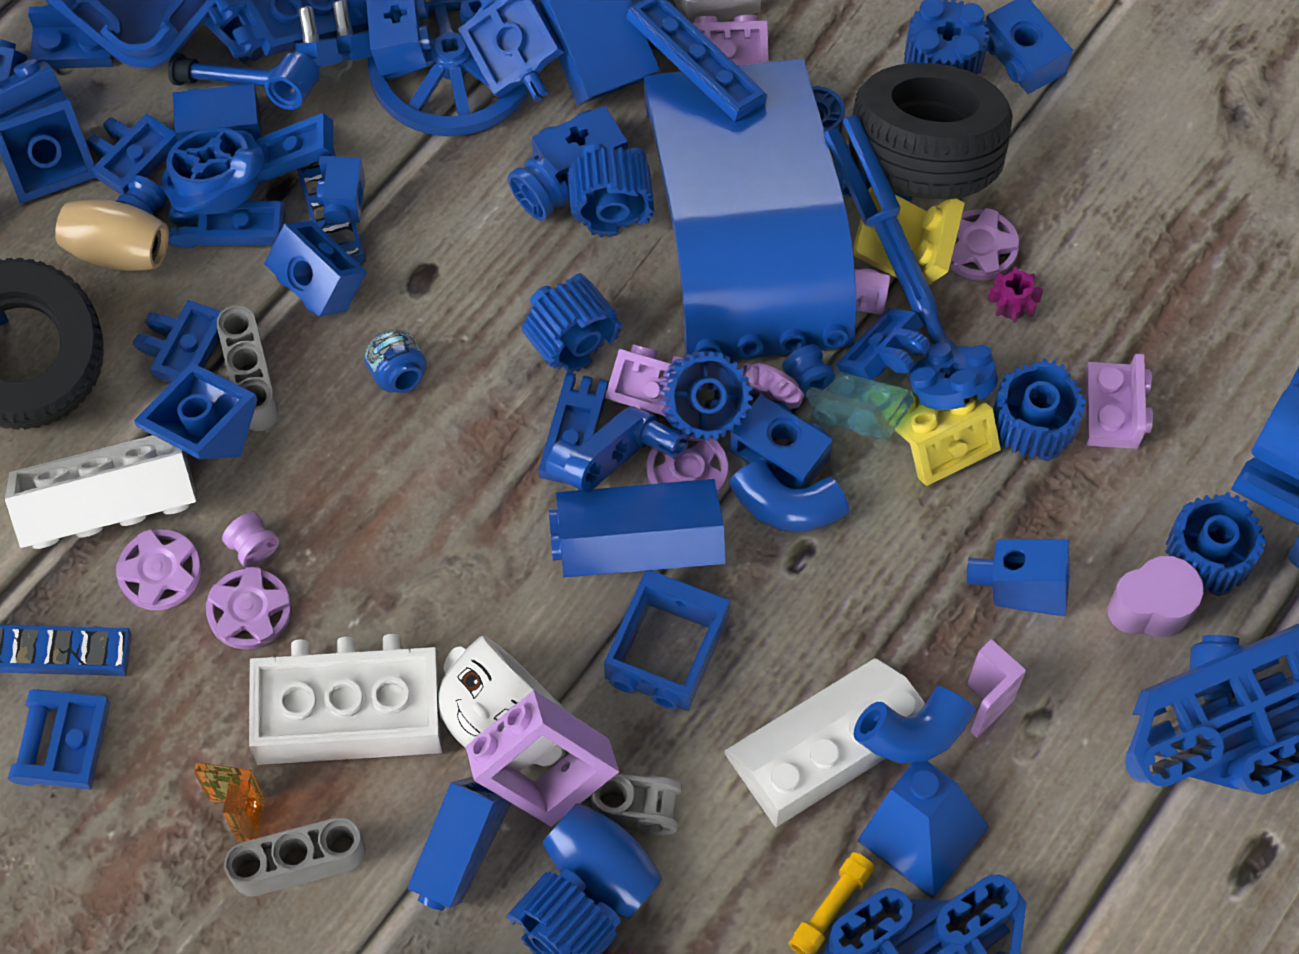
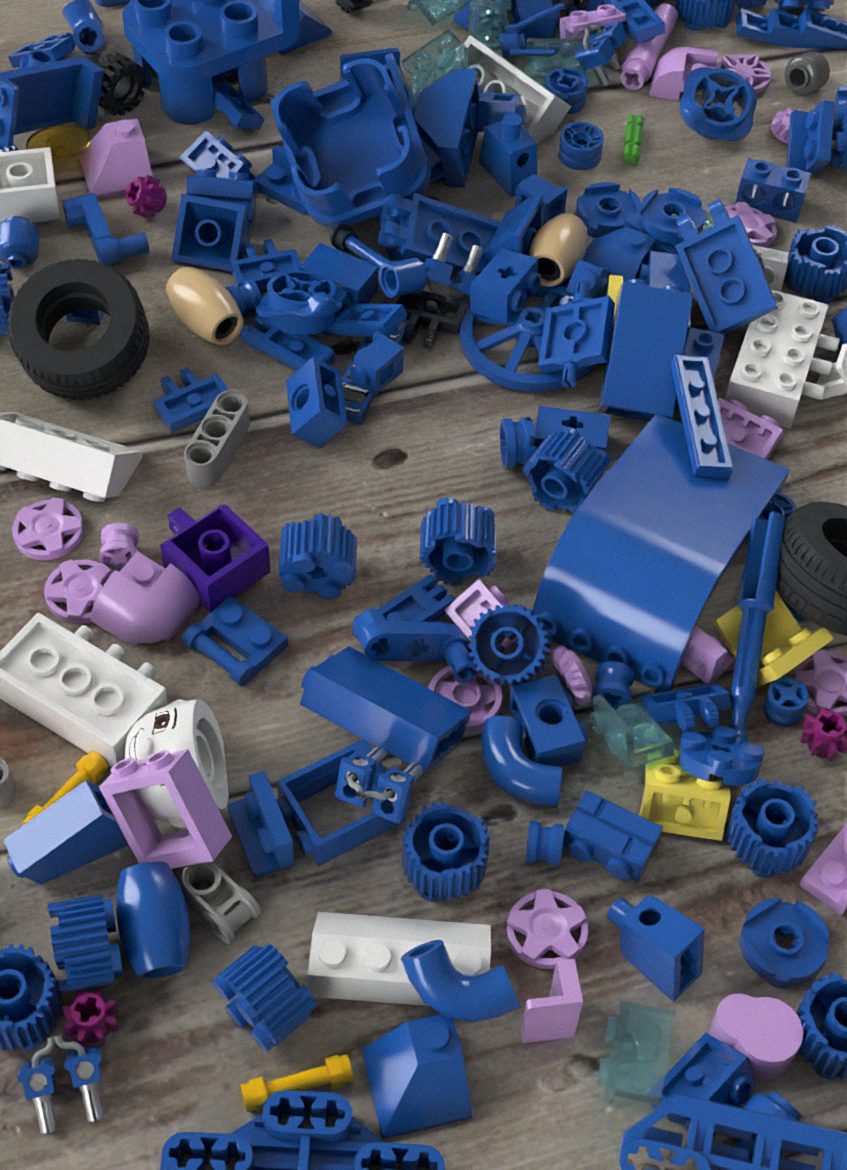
camera: 35 degrees right, 10 degrees down
(201, 414) = (153, 445): blue slope -> none
(327, 577) = (145, 602): none -> lavender brick
(341, 97) = (434, 312): none -> black hinge
(351, 487) = (216, 553): none -> dark purple hinge
(395, 361) = (318, 492): blue head -> none
(415, 770) = (89, 768): none -> yellow bar
(439, 544) = (241, 631): none -> blue plate
(455, 425) = (317, 556): none -> blue brick
(621, 711) = (262, 828): none -> blue bracket
(723, 603) = (392, 788): none -> blue piece
(754, 854) = (264, 995): none -> blue brick
(773, 617) = (445, 852): none -> blue brick
(866, 555) = (544, 843): none -> blue wheel
(915, 510) = (611, 837): none -> blue brick
(922, 627) = (546, 928): none -> lavender wheel
(968, 282) = (781, 692): none -> blue wheel
(1080, 681) = (639, 1053): none -> clear light blue bracket
(1111, 526) = (781, 965): none -> blue plate
(1143, 658) = (711, 1073): none -> blue bracket

